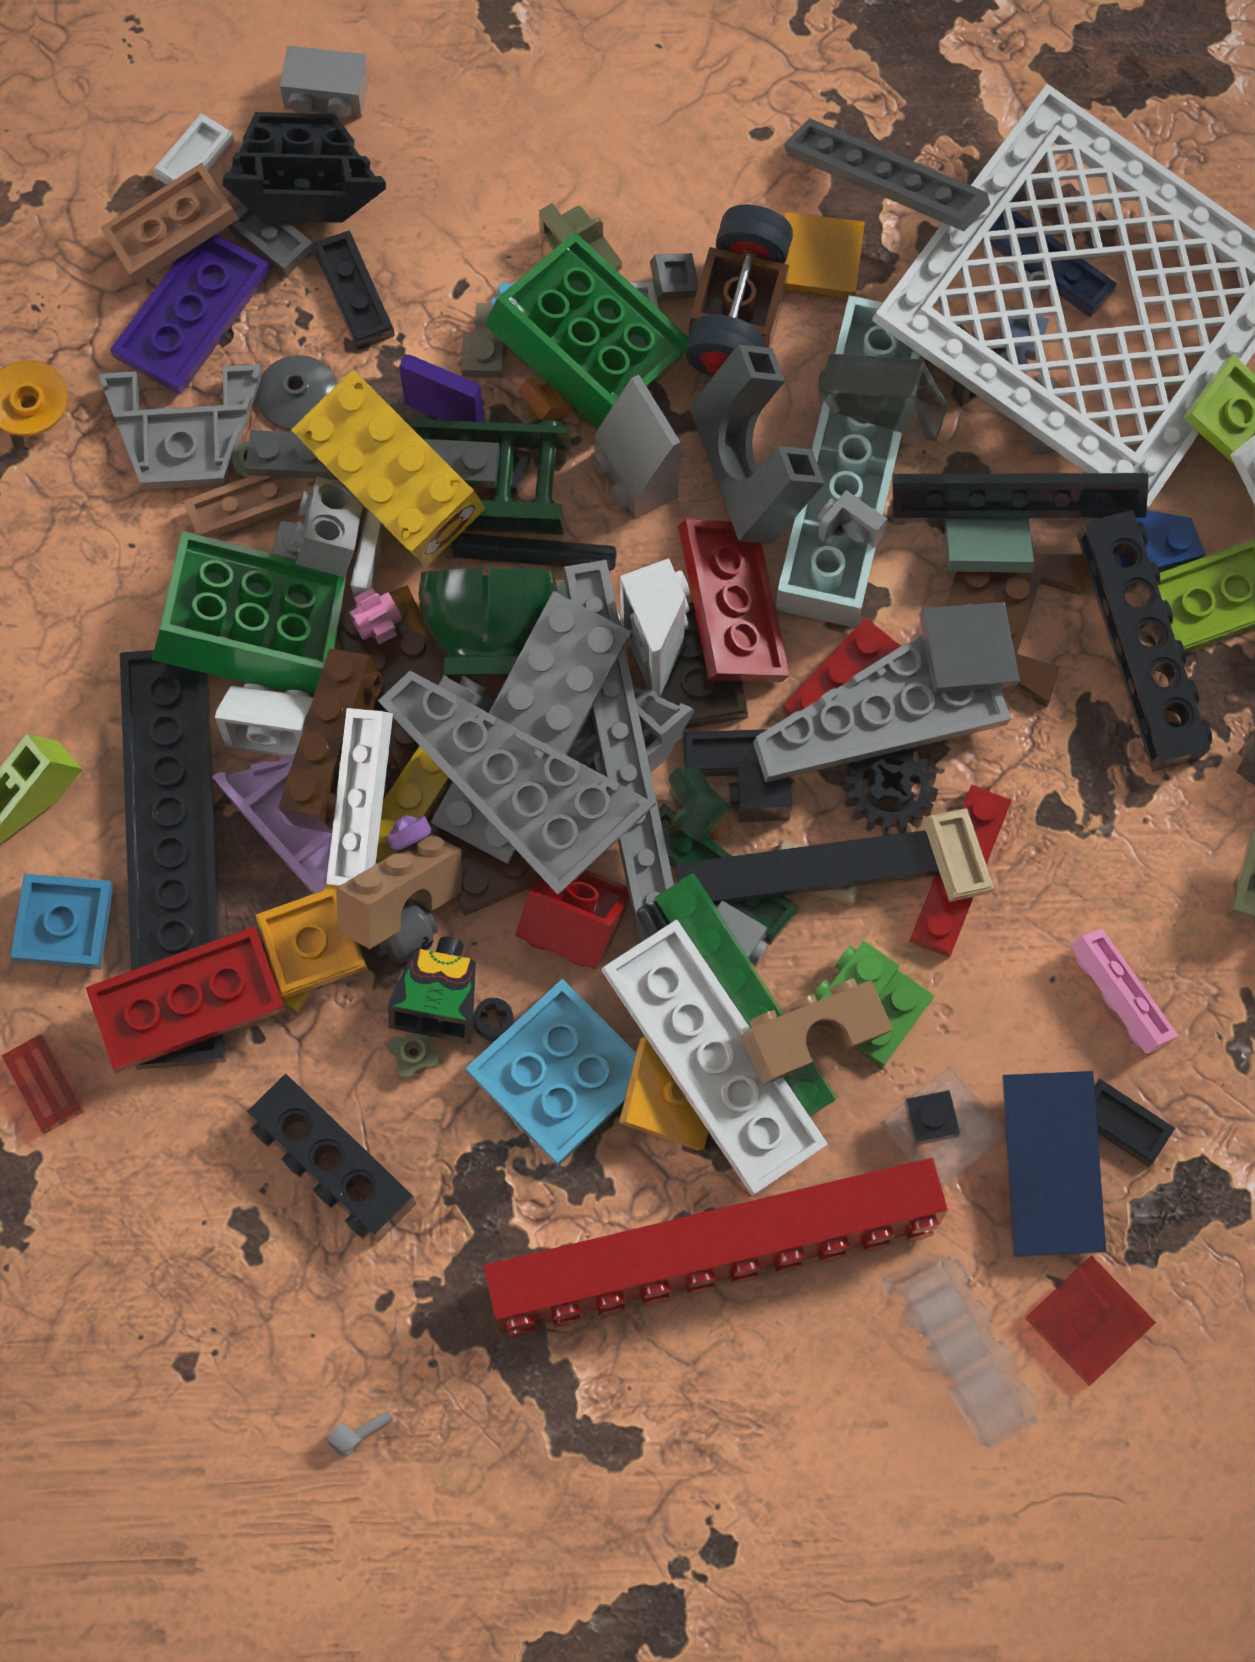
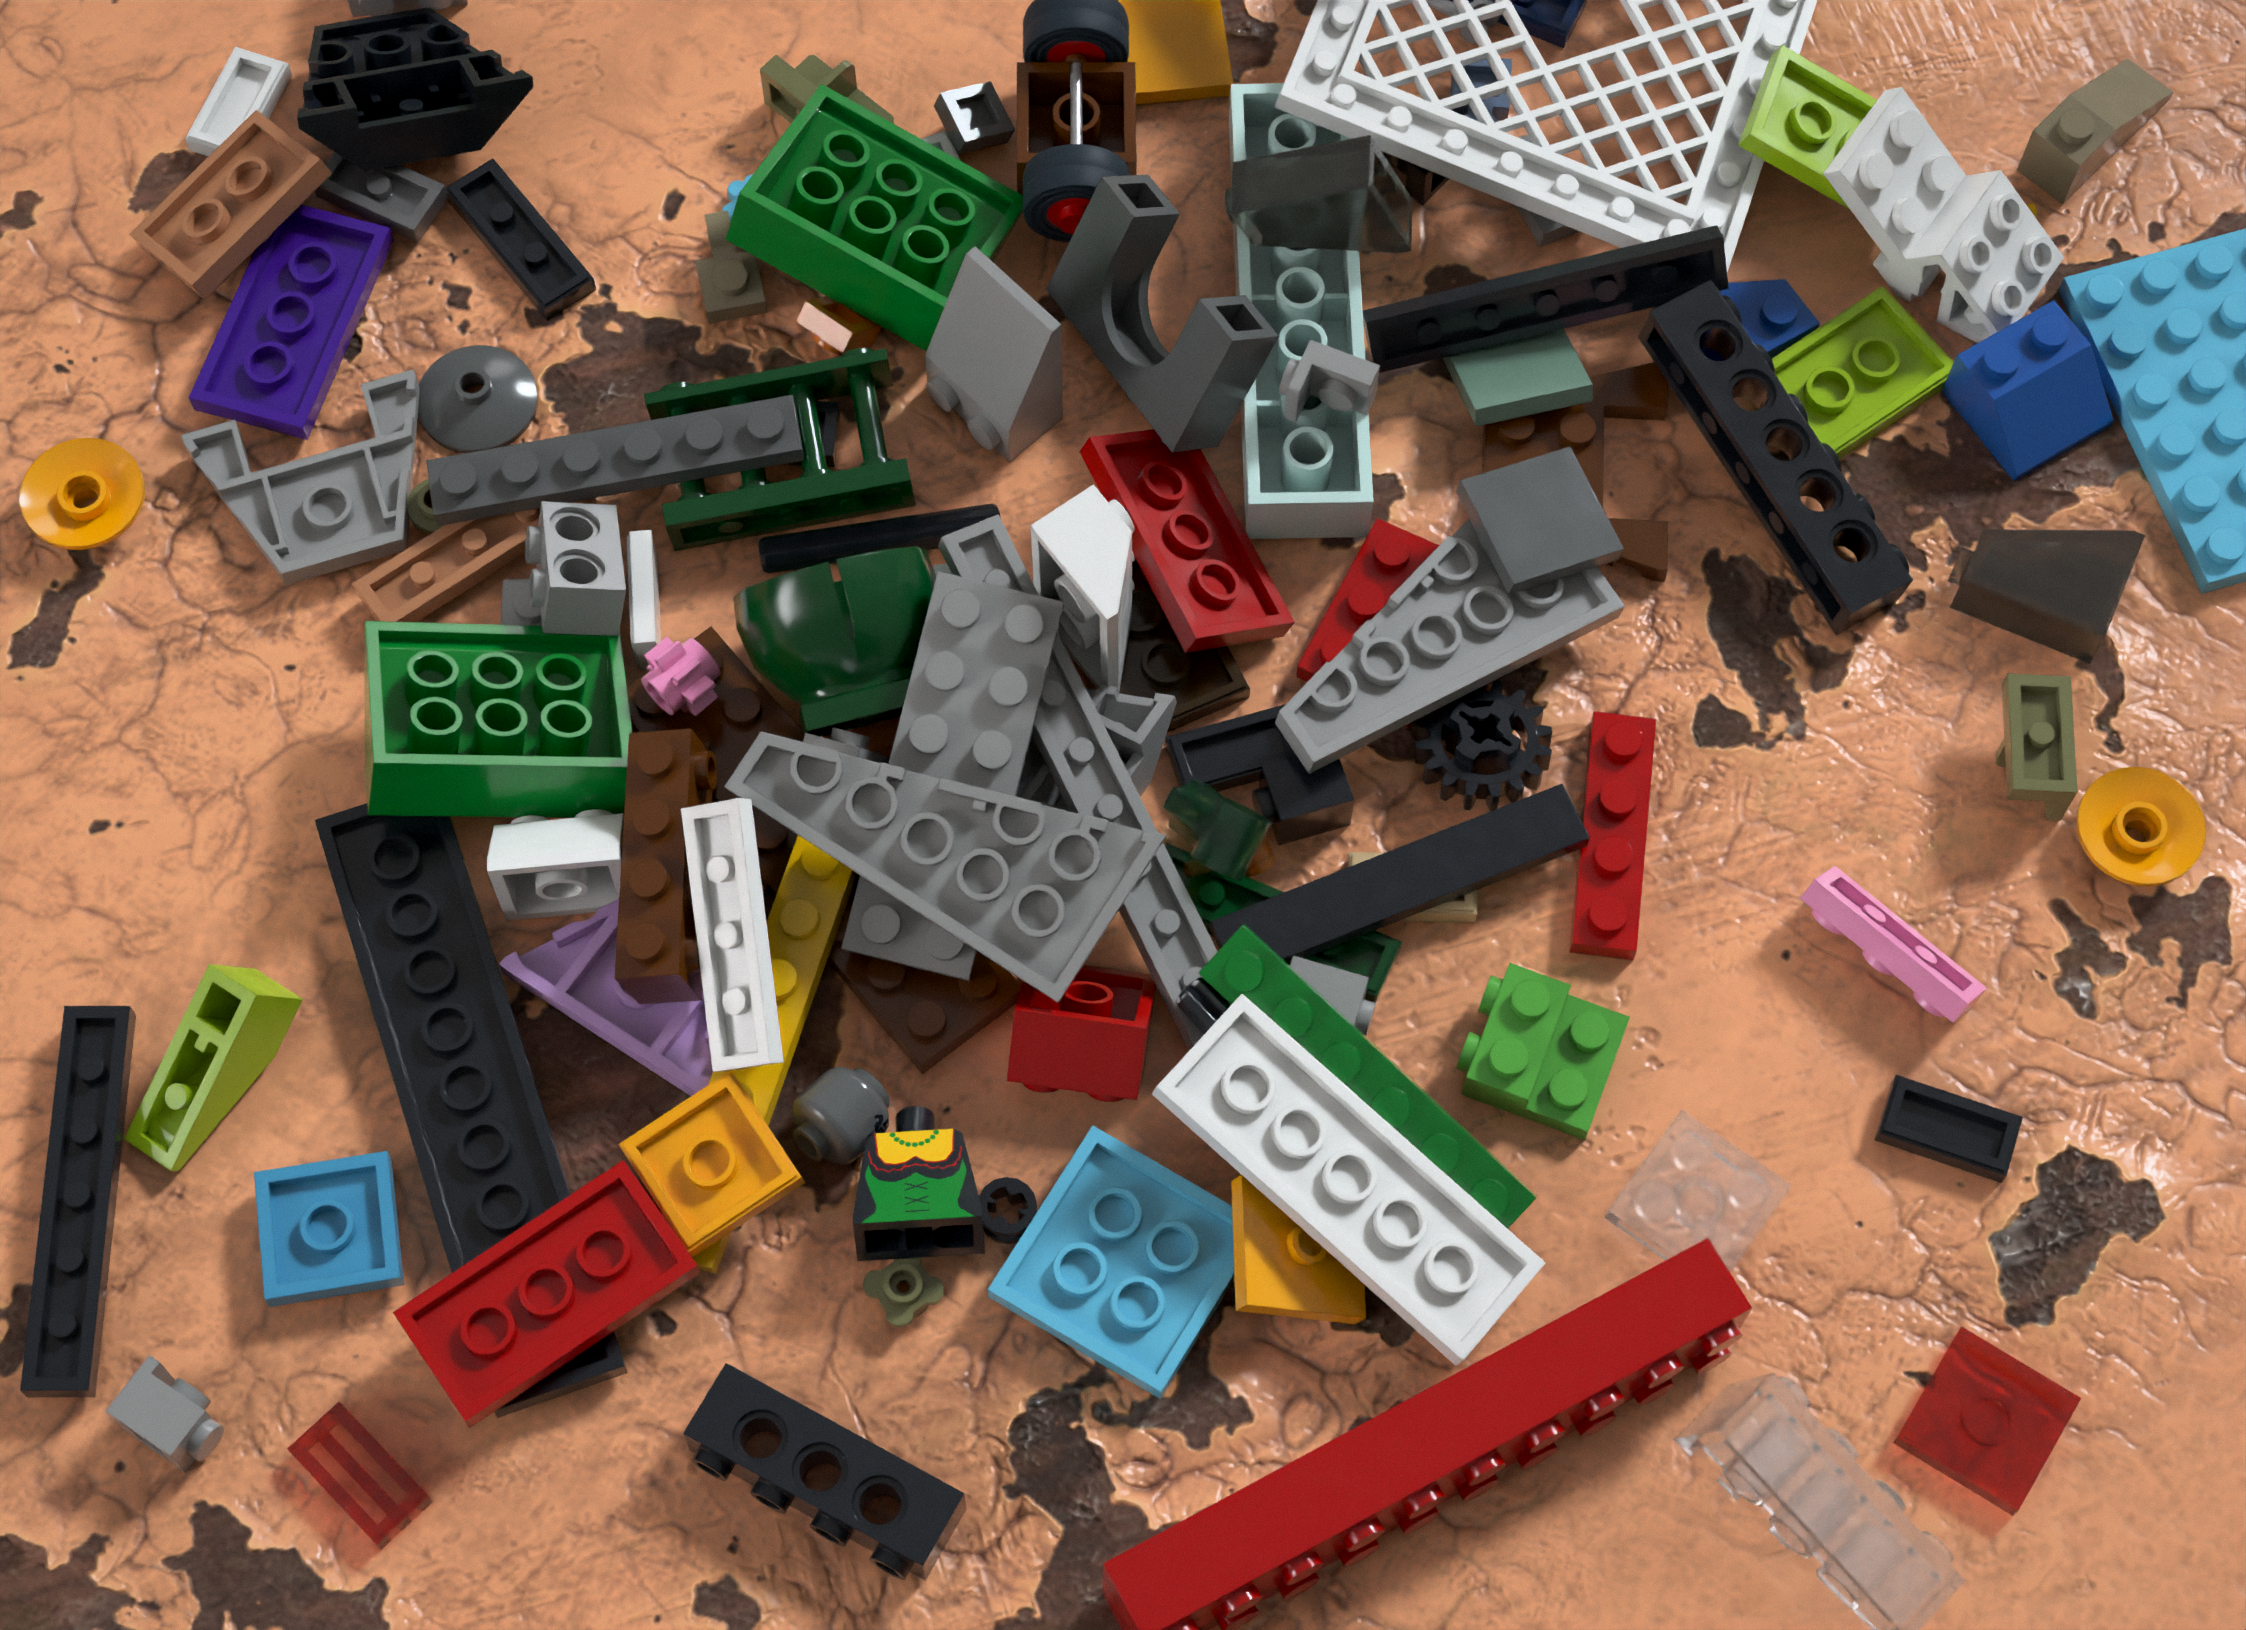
camera: 15 degrees left, 5 degrees down
(373, 900) = (793, 1075): medium nougat arch -> none
(389, 468) = (650, 458): yellow hose -> none
(408, 831) = (813, 967): medium lavender tile -> none
(440, 391) = (686, 343): dark purple tile -> none
(850, 1015) = (1441, 1134): medium nougat arch -> none
(932, 1117) = (1681, 1188): black plate -> none
(958, 855) = (1608, 810): tan tile -> none
(1053, 1164) = (1871, 1210): dark blue tile -> none

